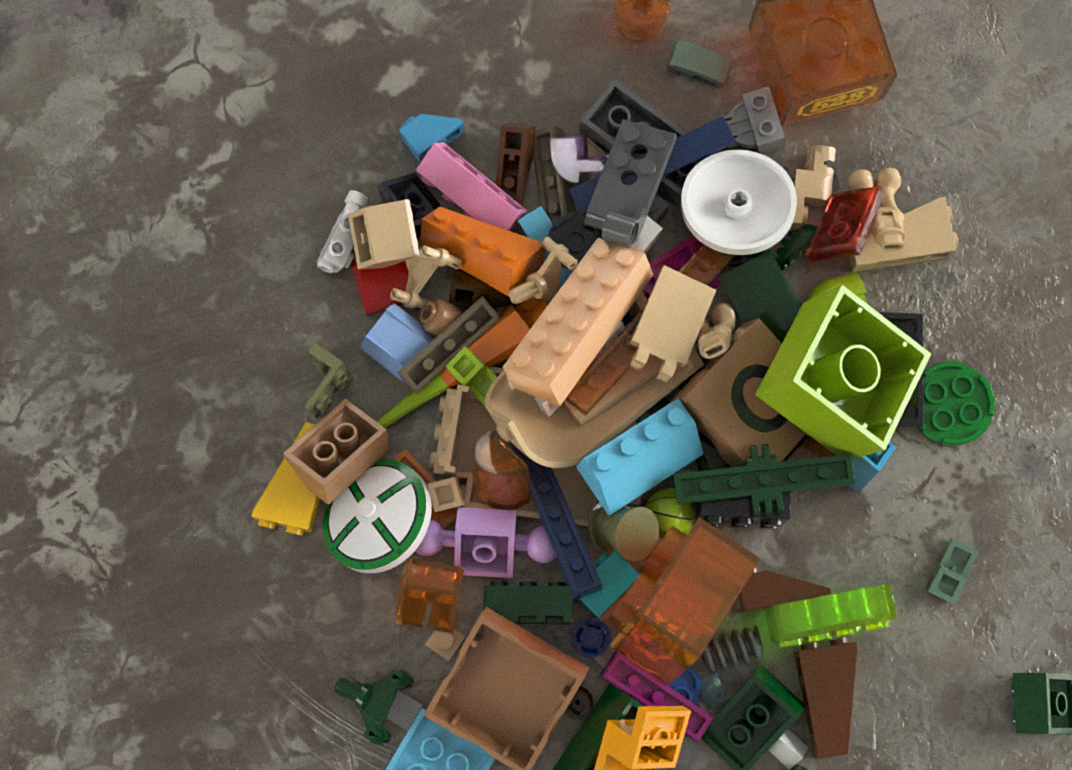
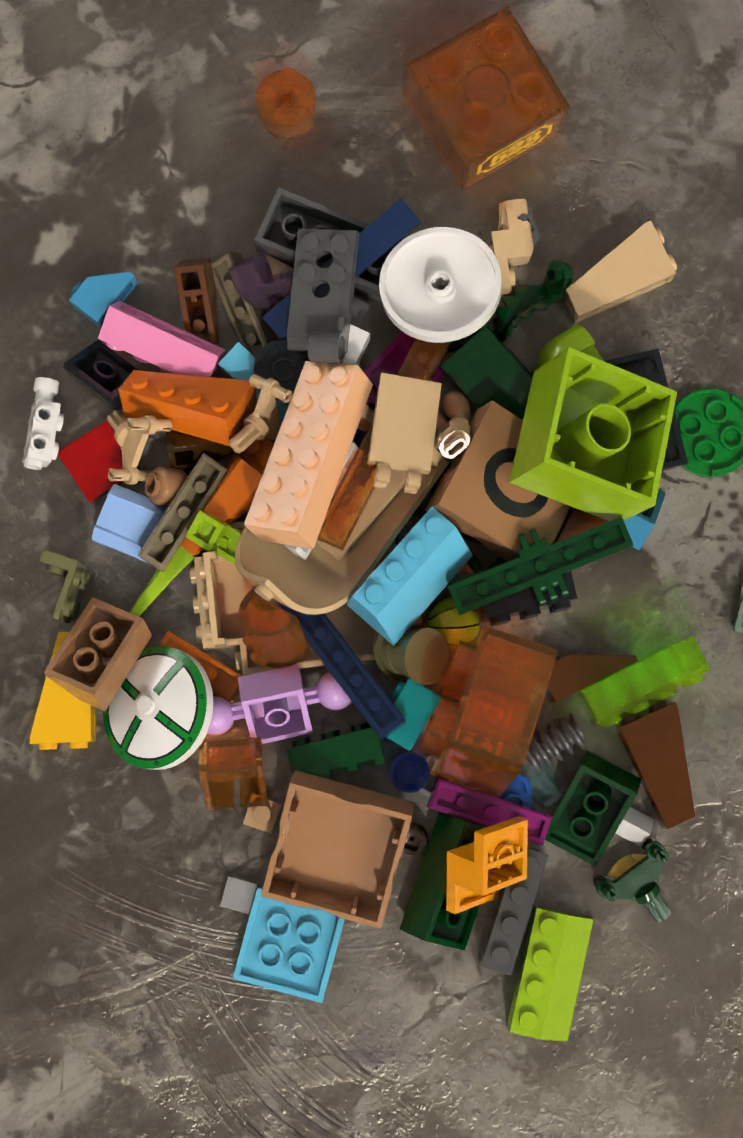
camera: 15 degrees left, 5 degrees up
(375, 701) = (208, 894): dark green axle -> none
(383, 234) = (83, 416): tan slope -> none
(445, 494) = (222, 667): tan plate -> none
(699, 61) = (361, 143): sand green slope -> none
(756, 122) = (436, 193): light grey brick -> none
(845, 224) = (556, 277): clear red tile -> none
(889, 219) = (598, 261): tan piece -> none

